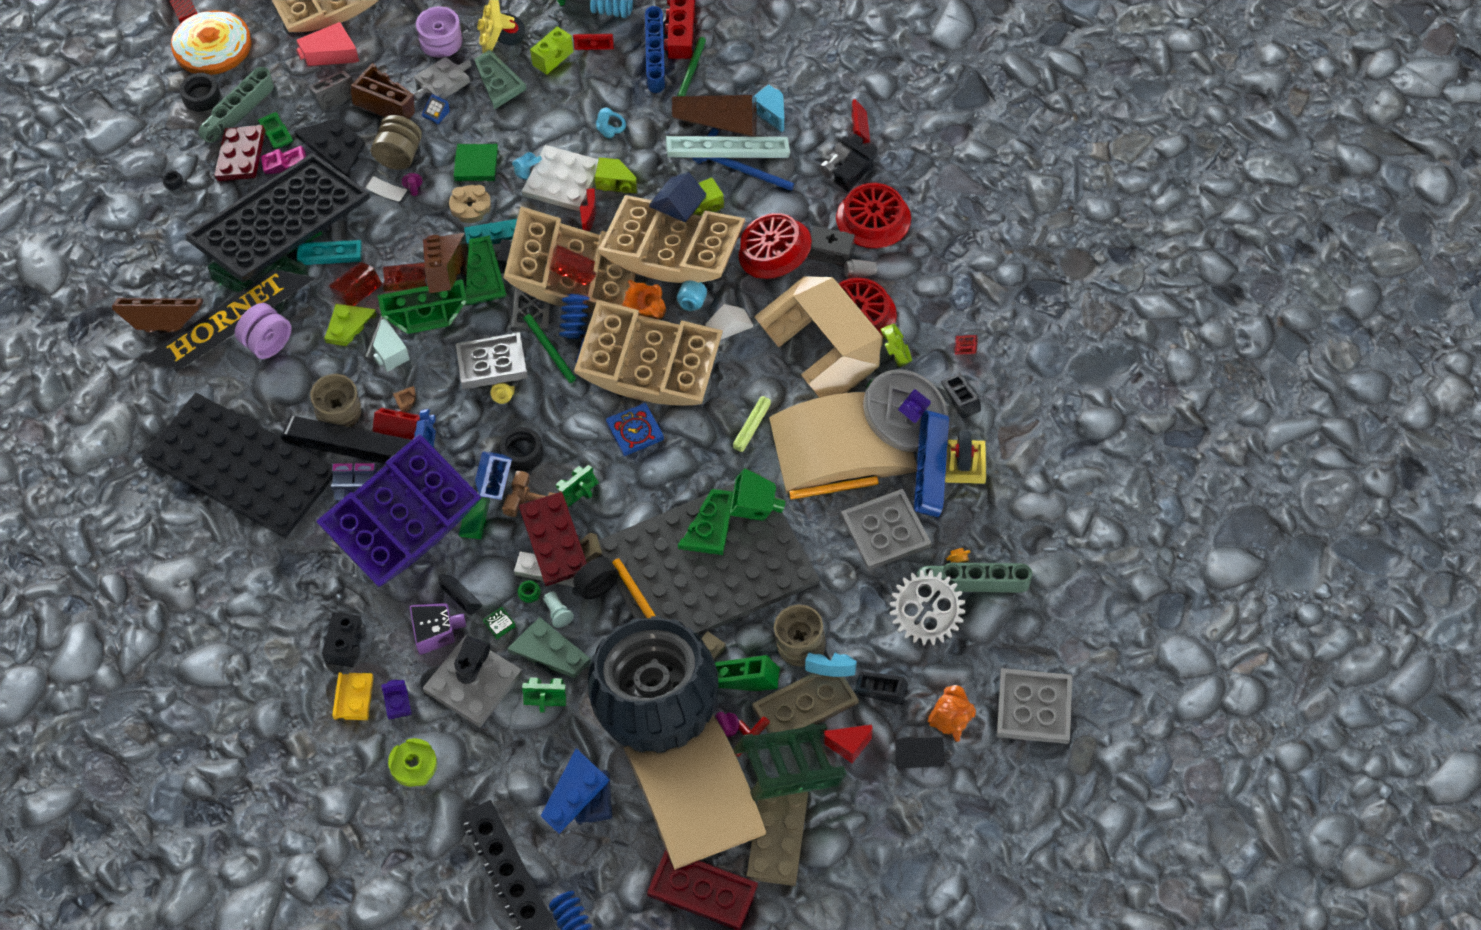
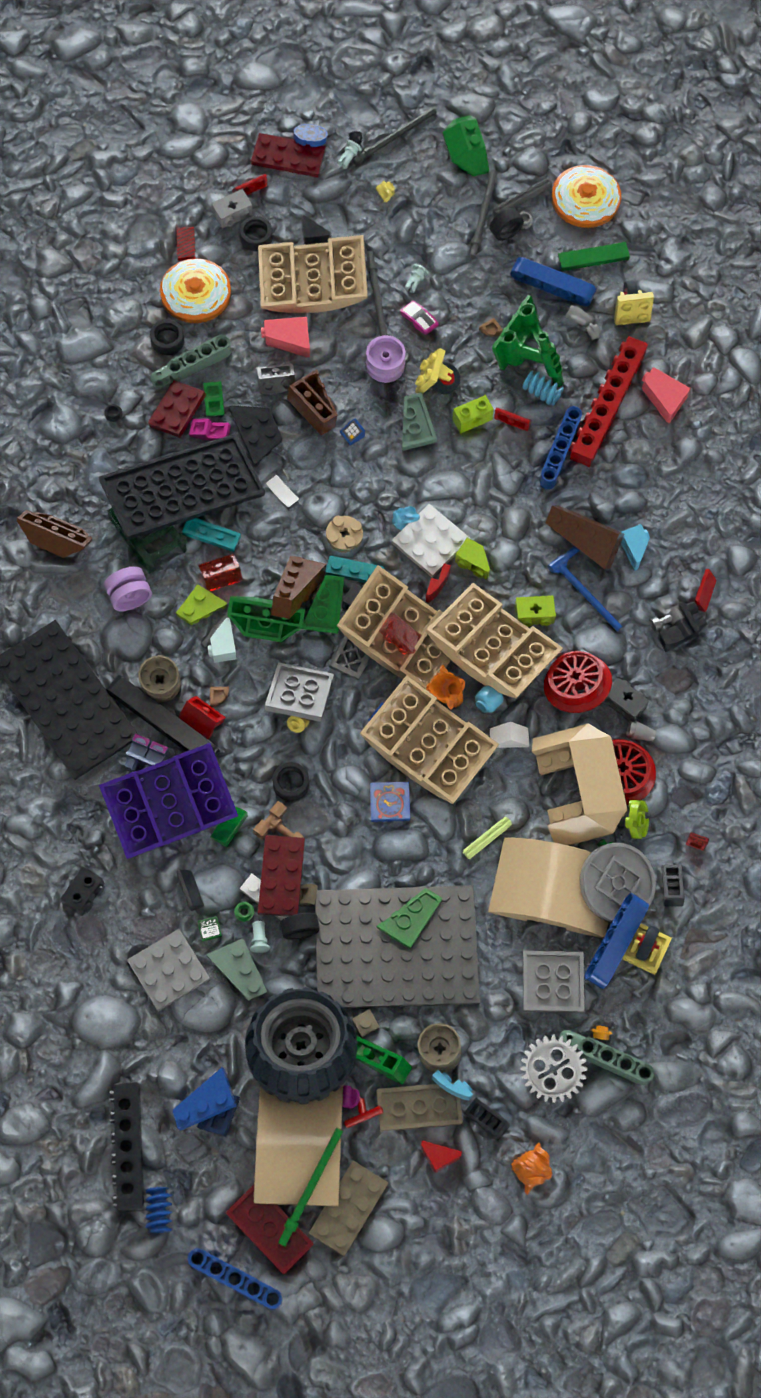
camera: 20 degrees right, 10 degrees up
(222, 321) = (103, 563): black sticker -> none
(353, 696) = (71, 942): yellow plate -> none
(396, 142) = (305, 454): dark tan wheel -> none
(396, 699) = (103, 960): dark purple bracket -> none
(404, 277) = (260, 583): clear red bracket -> none
(412, 182) = (305, 494): magenta plate -> none
(416, 775) = (92, 1009): lime plate -> none
(425, 426) = (221, 731): blue plate -> none
(434, 626) = (157, 910): torso -> none
(442, 79) = (370, 404): light grey plate -> none
(470, 659) = (174, 952): black piece -> none
(475, 162) = (365, 496): green tile -> none
(492, 470) = (259, 792): blue torso -> none
(544, 694) = (217, 1009): green hips -> none
(549, 348) = (352, 697): green bar -> none
(573, 316) = (383, 680): blue piece -> none
(579, 485) = (323, 835): green hips -> none
(602, 123) = (487, 499): medium azure piece -> none
(634, 590) = (326, 956): light orange bar -> none
(679, 197) = (515, 605): dark blue slope -> none
(692, 66) = (583, 479): green bar -> none
(725, 871) = (292, 1223): none -> green bar
(727, 147) = (580, 570): light aqua plate -> none
(754, 497) = (456, 911): green torso -> none
(786, 782) = (371, 1172): clear green fence -> none
(834, 487) = (528, 924): light orange bar -> none
(873, 213) = (688, 704): red piece -> none
(914, 405) = (623, 885): dark purple bracket -> none
(919, 752) = (491, 1190): black slope -> none
(1034, 706) = (602, 1191): light grey plate -> none

